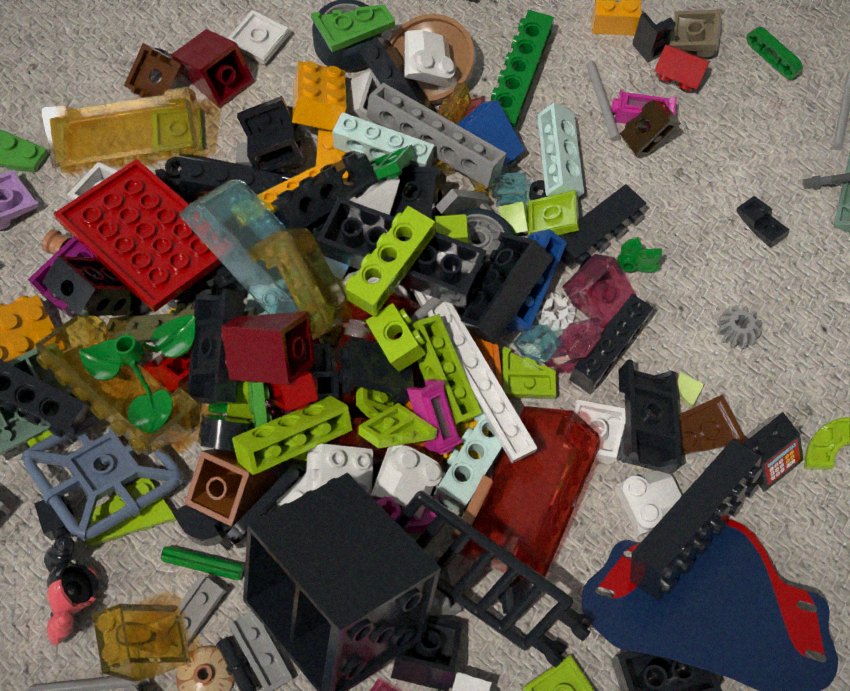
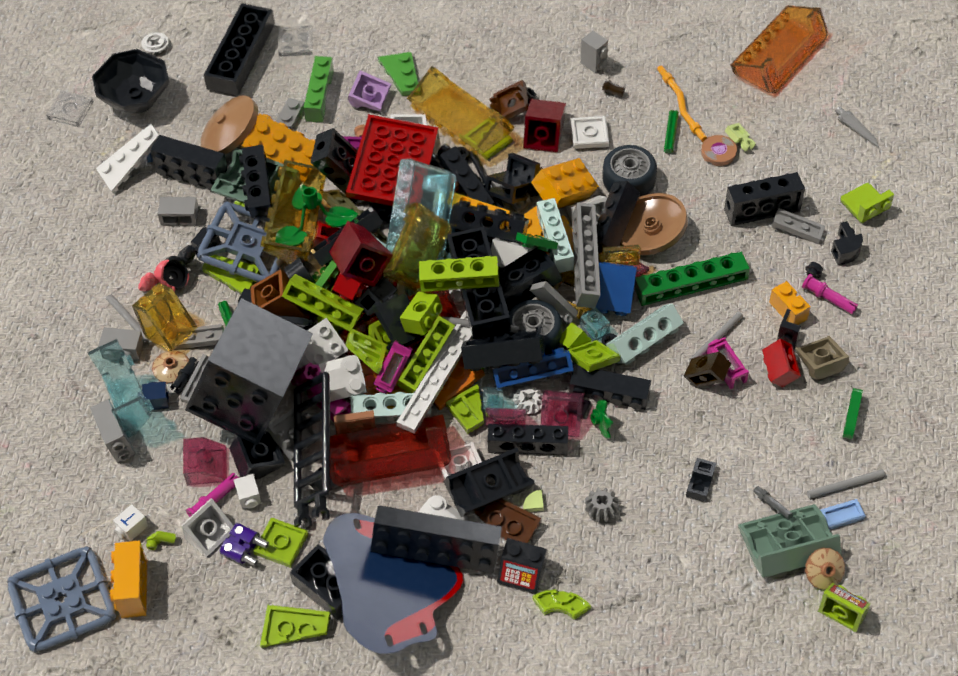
camera: 60 degrees right, 10 degrees down
(348, 28) = (625, 165): bright green wing -> none
(356, 328) = (411, 291): clear plate -> none
(428, 58) = (641, 218): white slope -> none
(453, 226) = (517, 300): lime panel -> none

